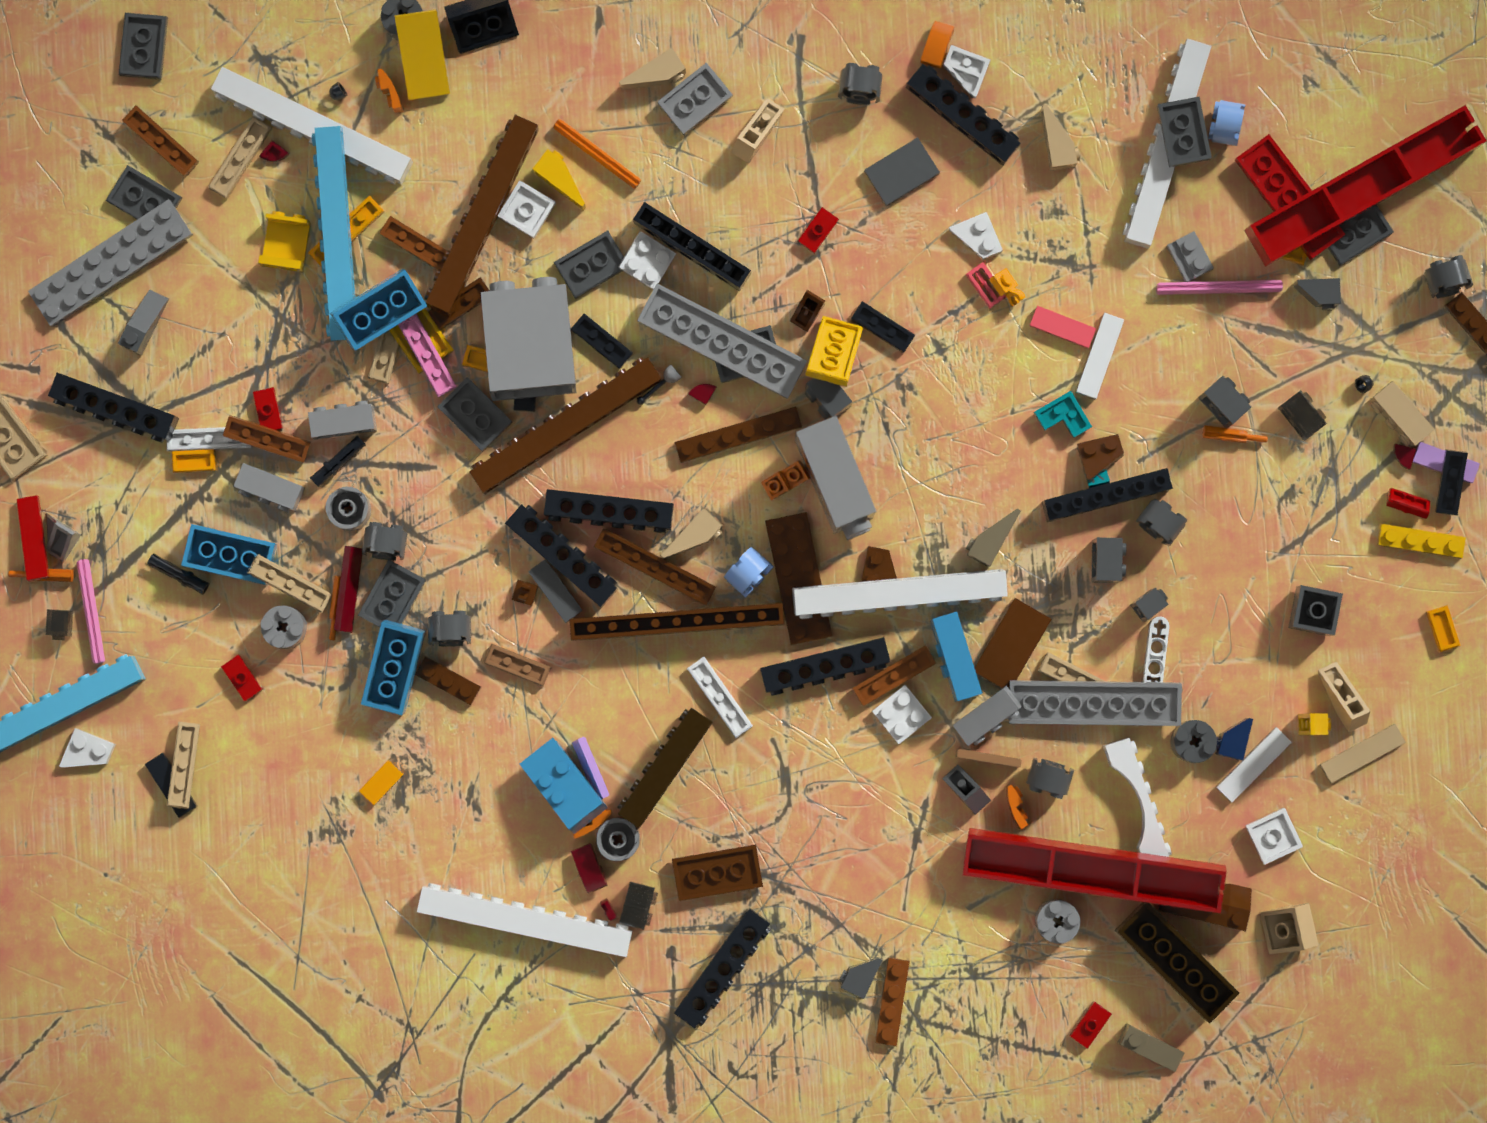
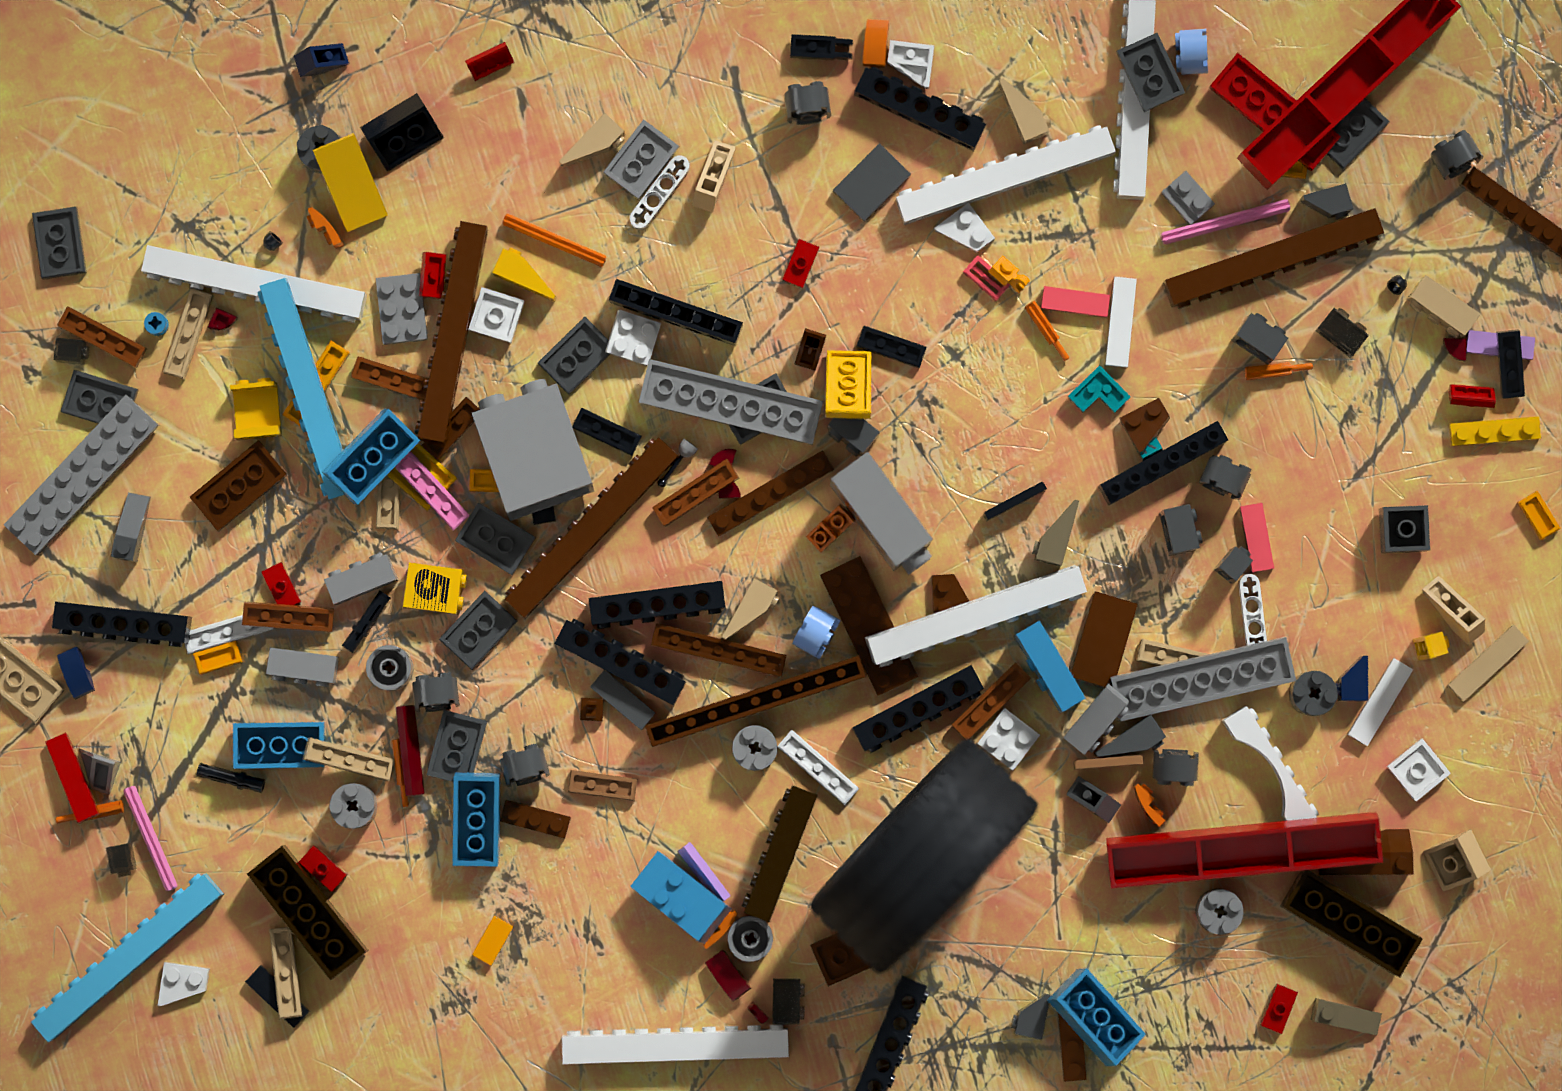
camera: 15 degrees left, 0 degrees up
(59, 443) = (75, 672): none -> dark blue slope
(128, 147) = (71, 351): none -> clear smoke brick
(215, 145) = (161, 328): none -> dark azure wheel
(217, 714) = (307, 912): none -> dark brown brick
(251, 308) = (238, 485): none -> reddish brown plate
(407, 446) = (434, 588): none -> yellow panel
(438, 494) = (478, 630): none -> dark grey tile
(441, 182) = (401, 309): none -> light grey plate
(477, 158) = (432, 275): none -> red plate
(653, 664) = (766, 742): none -> light grey brick
(669, 416) = (695, 492): none -> dark orange plate
(699, 420) = (730, 491): none -> dark red tile
(704, 133) = (662, 194): none -> white beam
(796, 802) = (924, 856): none -> black tyre
(884, 36) = (819, 47): none -> black hinge
(919, 990) = (1096, 1017): none -> dark azure brick
(961, 496) = (1014, 501): none -> black tile
(1024, 742) = (1140, 737): none -> dark grey slope
(1026, 195) = (1005, 175): none -> white brick
(1029, 344) = (1045, 328): none -> orange axle
(1177, 584) = (1257, 537): none -> coral tile
(1256, 331) = (1273, 258): none -> reddish brown brick

